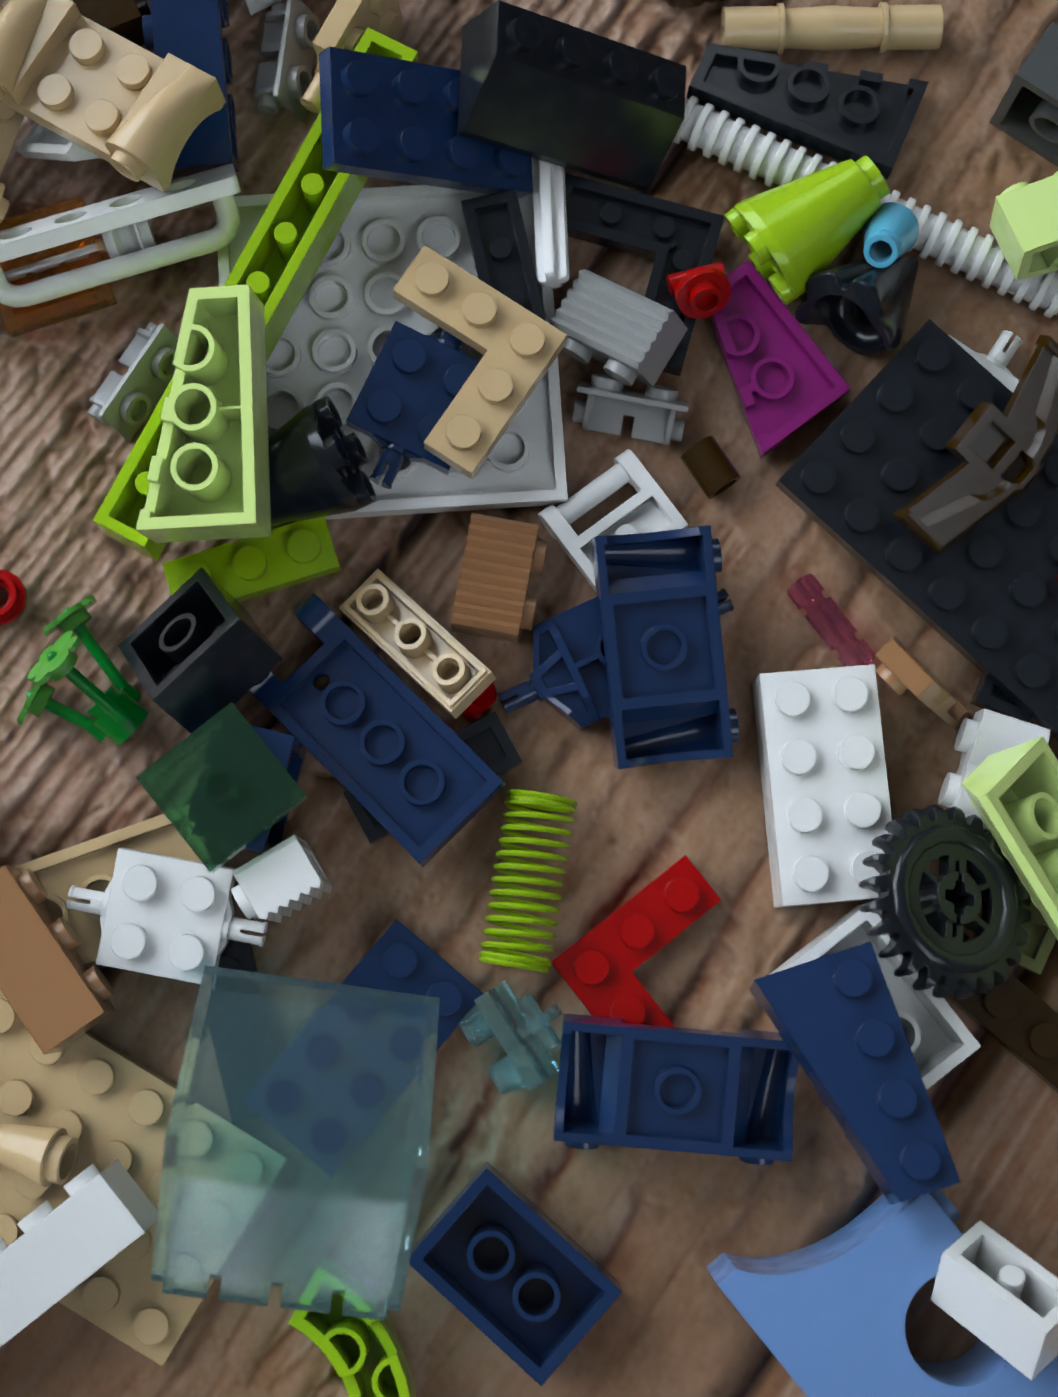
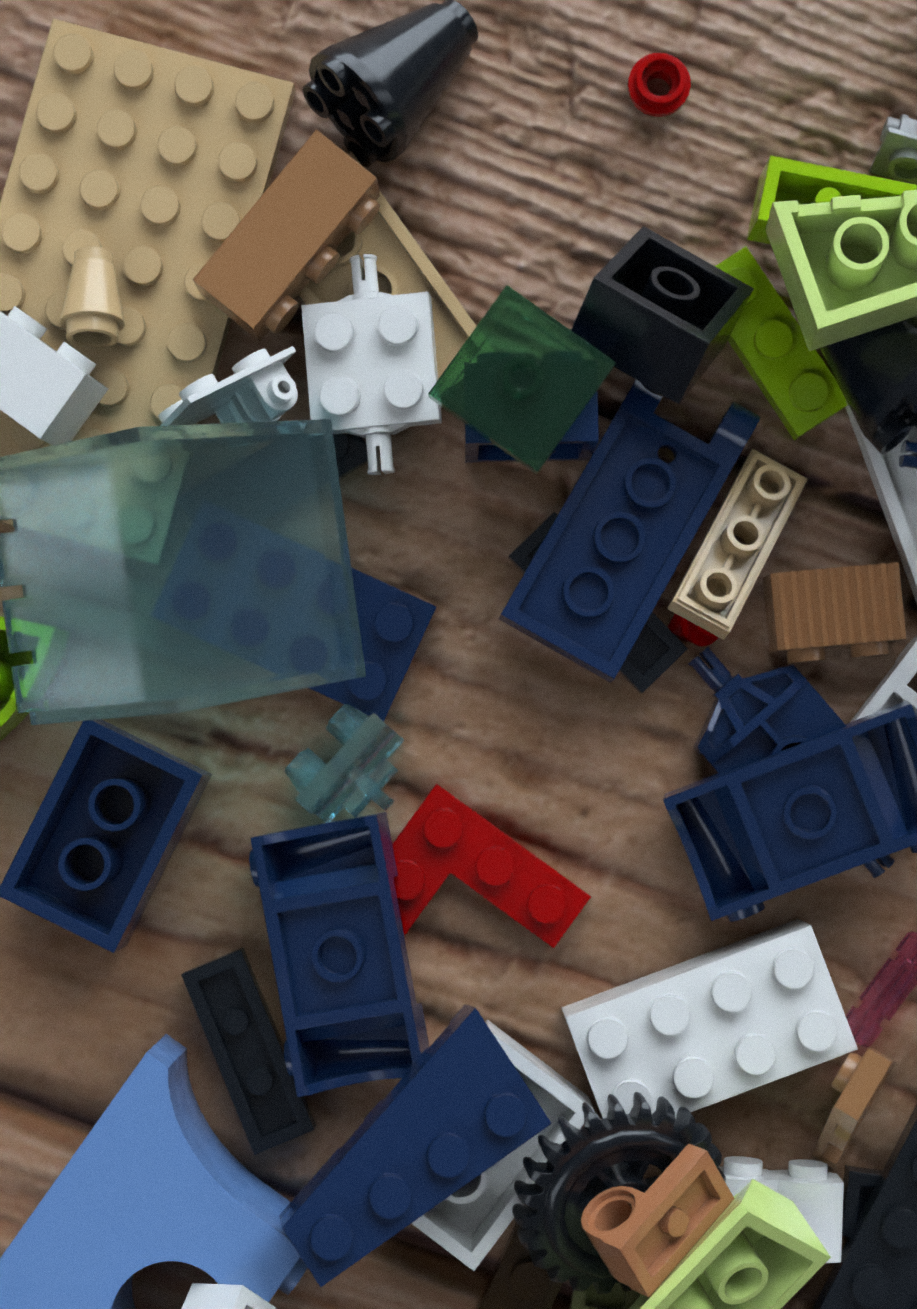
camera: 80 degrees right, 5 degrees up
(114, 712) = (571, 244): plant -> none
(162, 1027) = (255, 393): none -> white hinge
(279, 881) = (441, 472): white brick -> none
(505, 956) = (432, 738): lime piece -> none
(739, 1195) = (248, 1050): none -> black plate
(984, 882) = (652, 1231): none -> nougat plate

